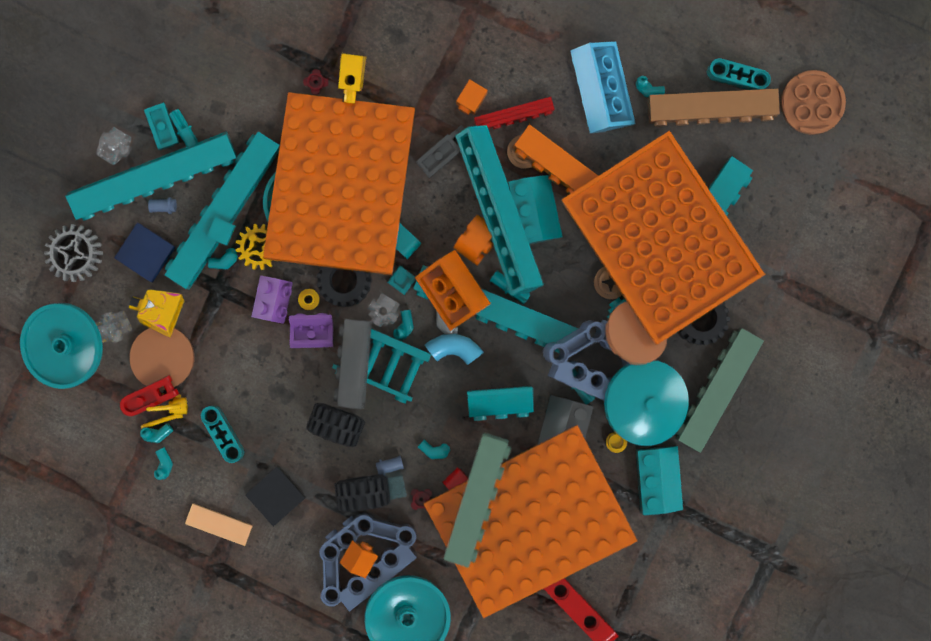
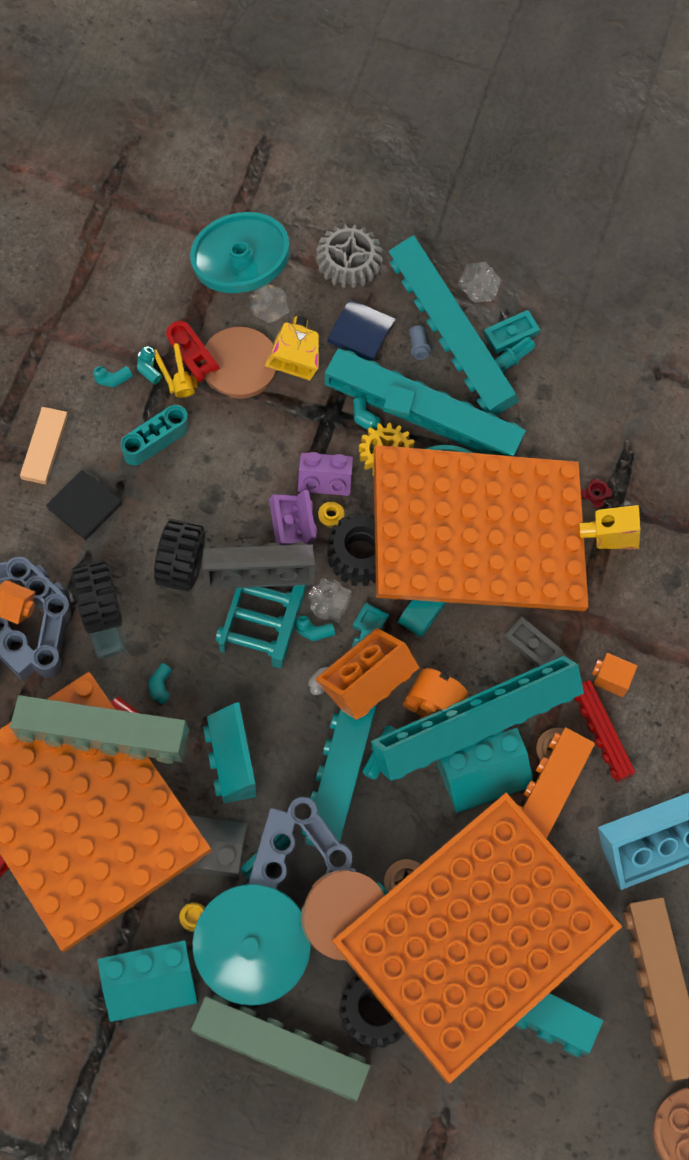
camera: 80 degrees right, 20 degrees down
(389, 465) = (134, 631): sand blue pin -> none
(416, 495) = (99, 669): dark red plate -> none
(454, 345) = (297, 691): medium azure cylinder -> none
(647, 89) = (671, 895): teal arm -> none

